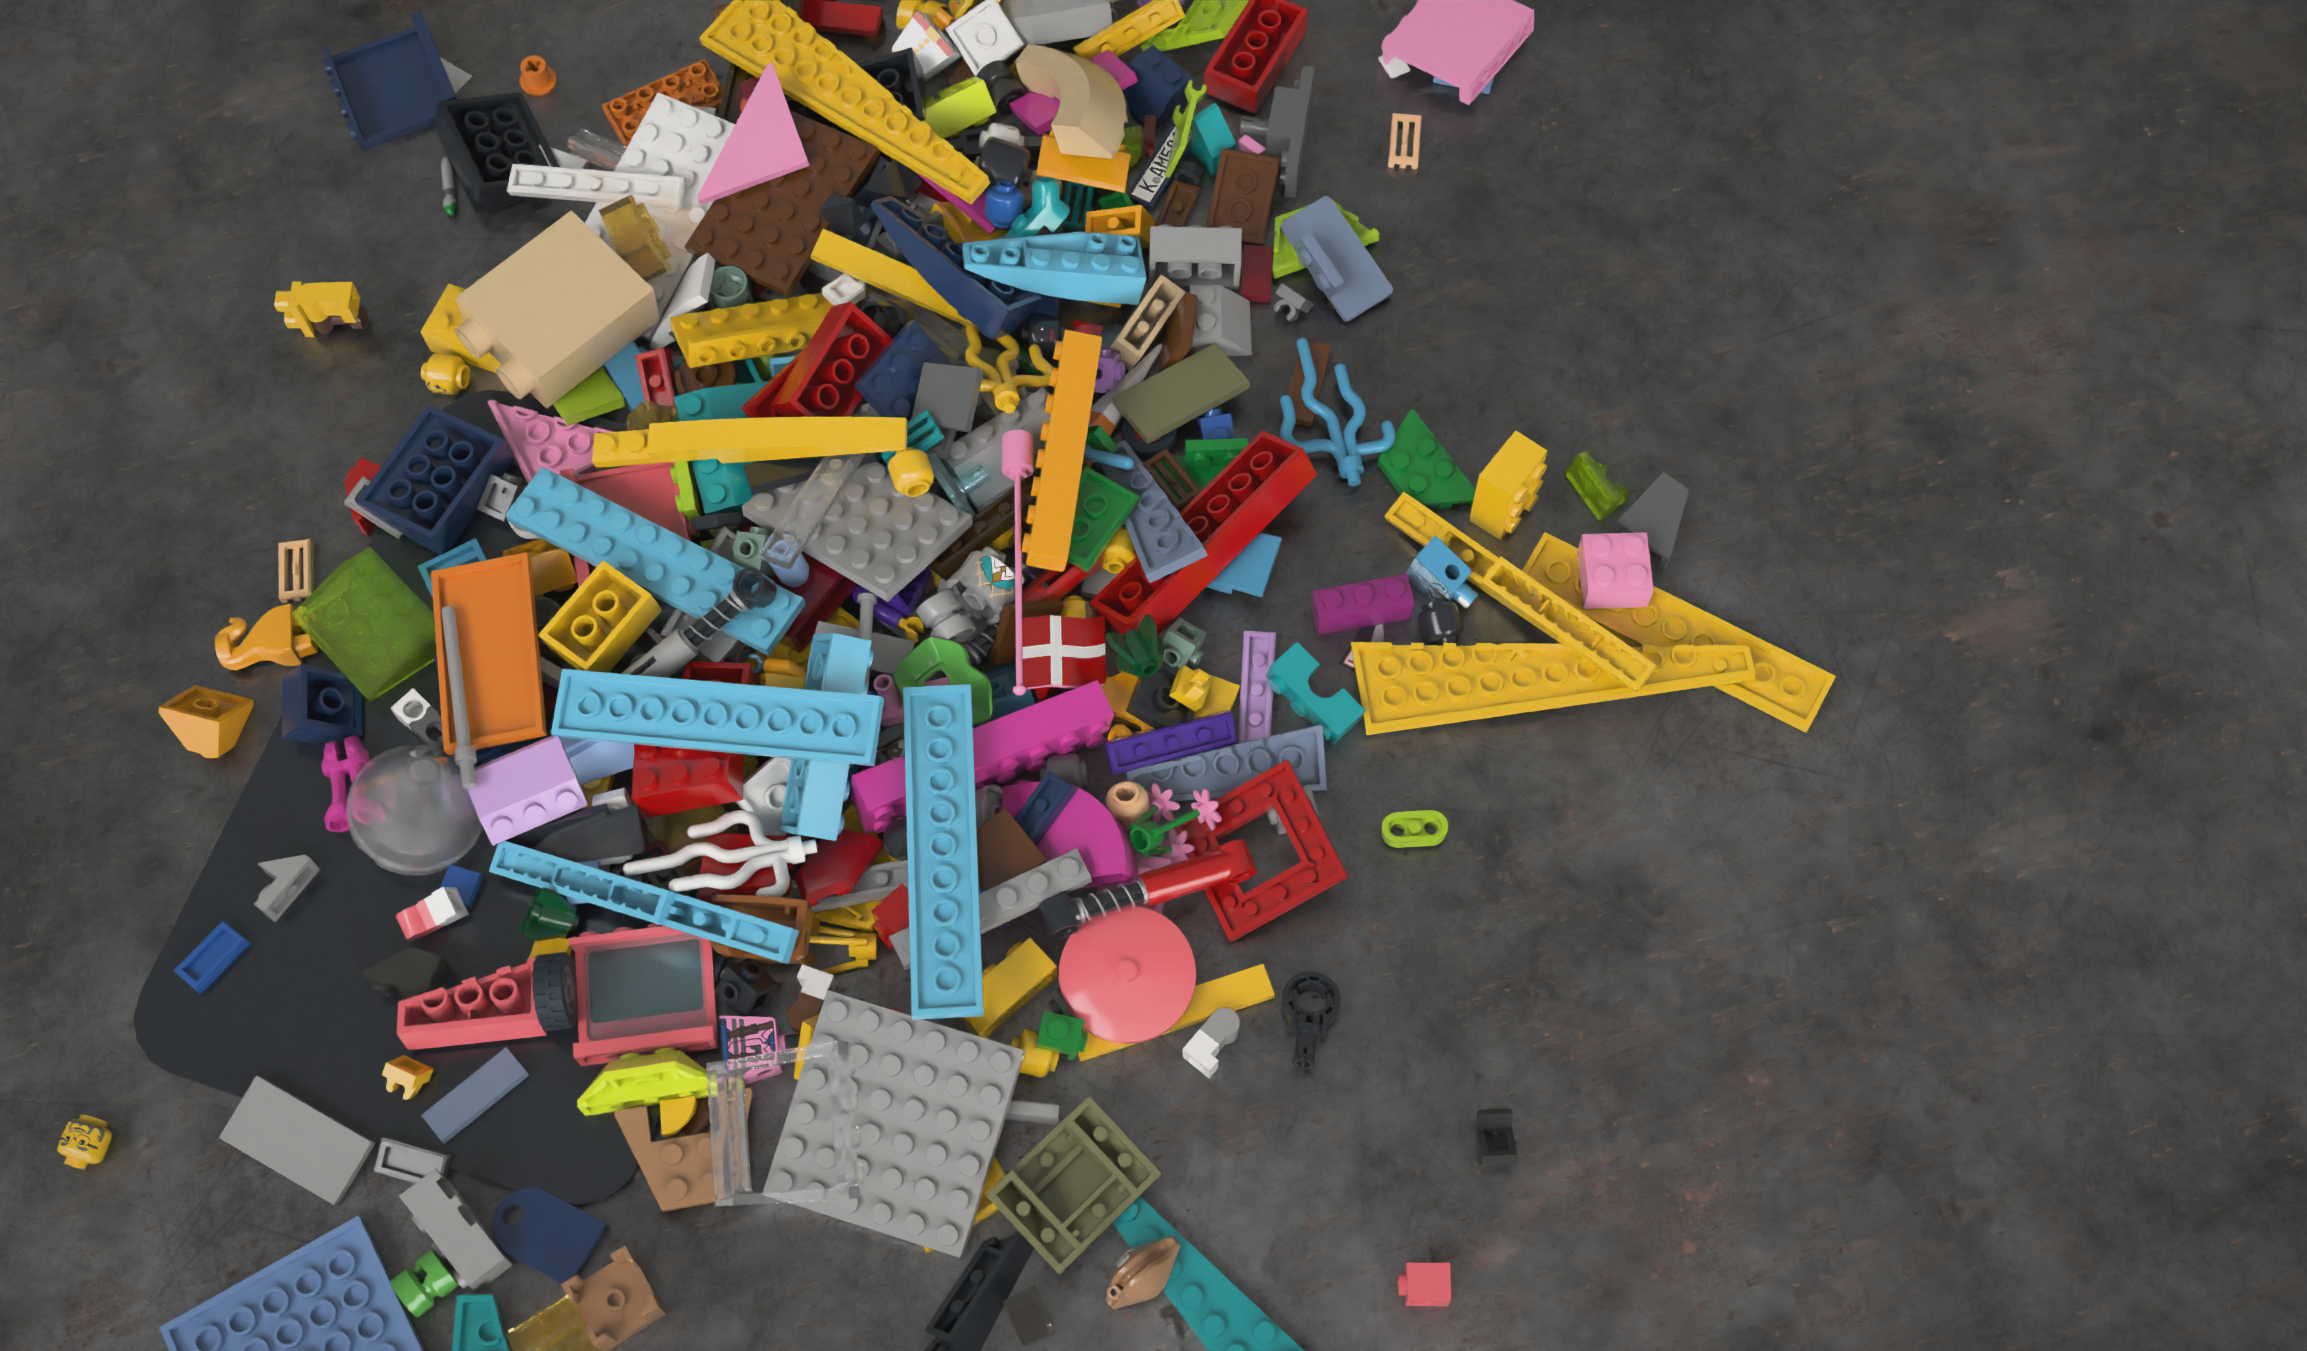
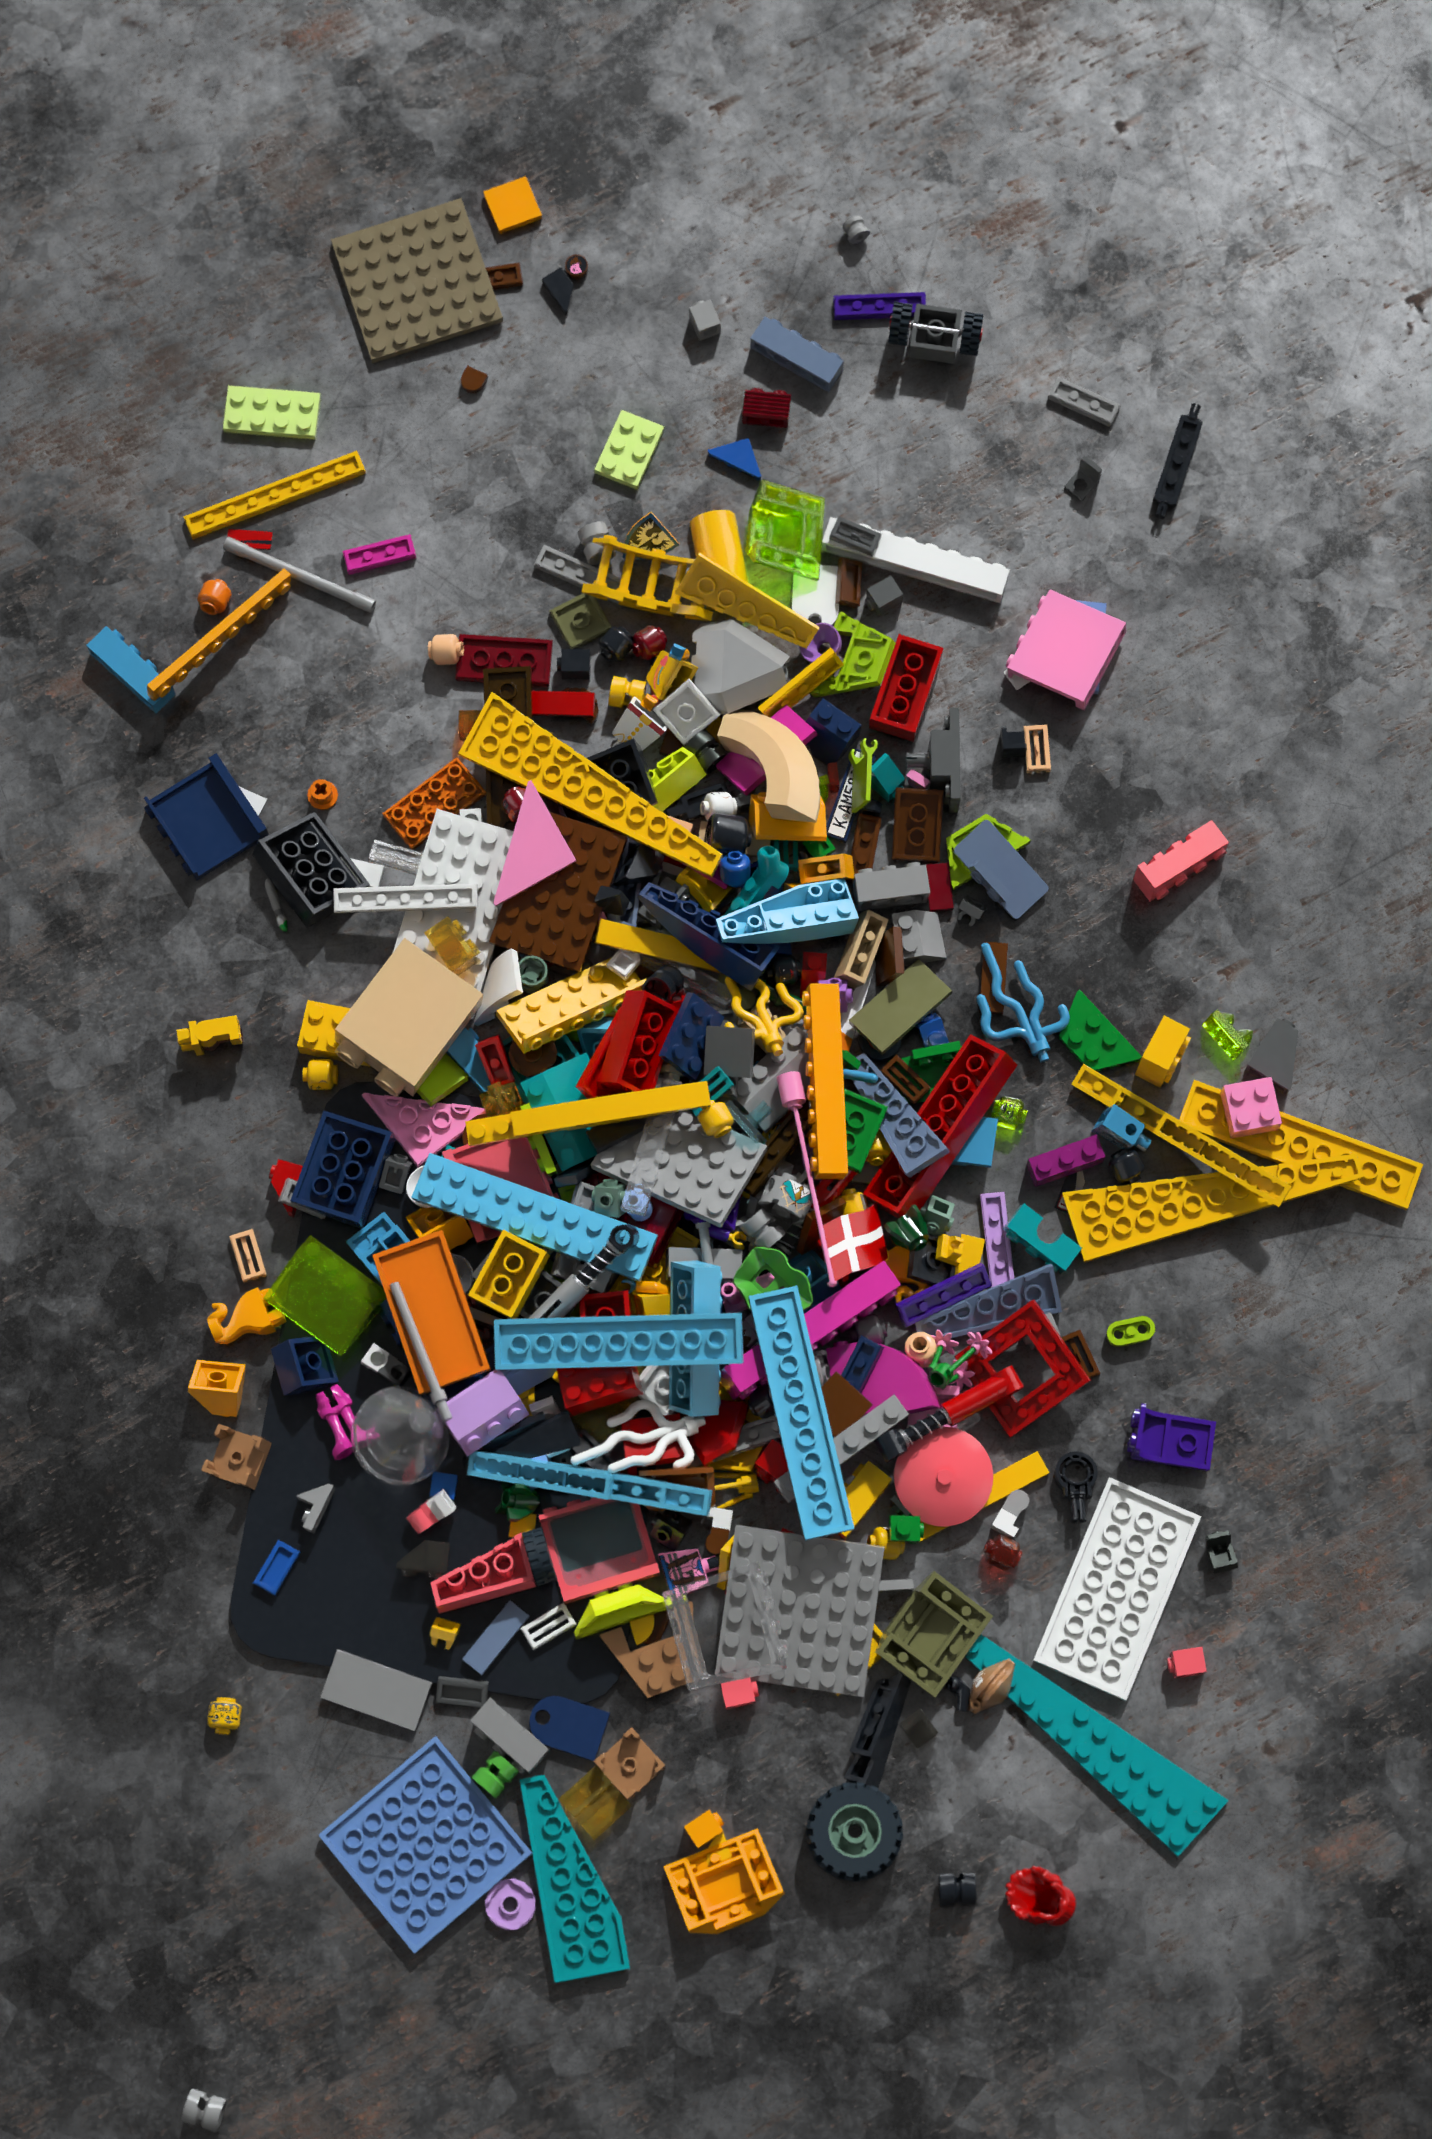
camera: 10 degrees left, 10 degrees up
(205, 810) = (237, 1457): none -> medium nougat panel
(553, 1104) = (567, 1615): none -> white tile
(788, 1224) = (739, 1693): none -> coral brick
(1099, 1273) = (961, 1691): none -> black arm
(1191, 1090) = (1002, 1552): none -> clear red head
(1299, 538) = (1009, 1112): none -> clear neon green head
(1341, 1168) = (1117, 1589): none -> white plate
(1359, 872) = (1079, 1335): none -> reddish brown tile
(1375, 130) = (1012, 744): none -> black panel
(1447, 975) = (1171, 1439): none -> dark purple bracket
(1562, 280) = (1180, 861): none -> coral wedge

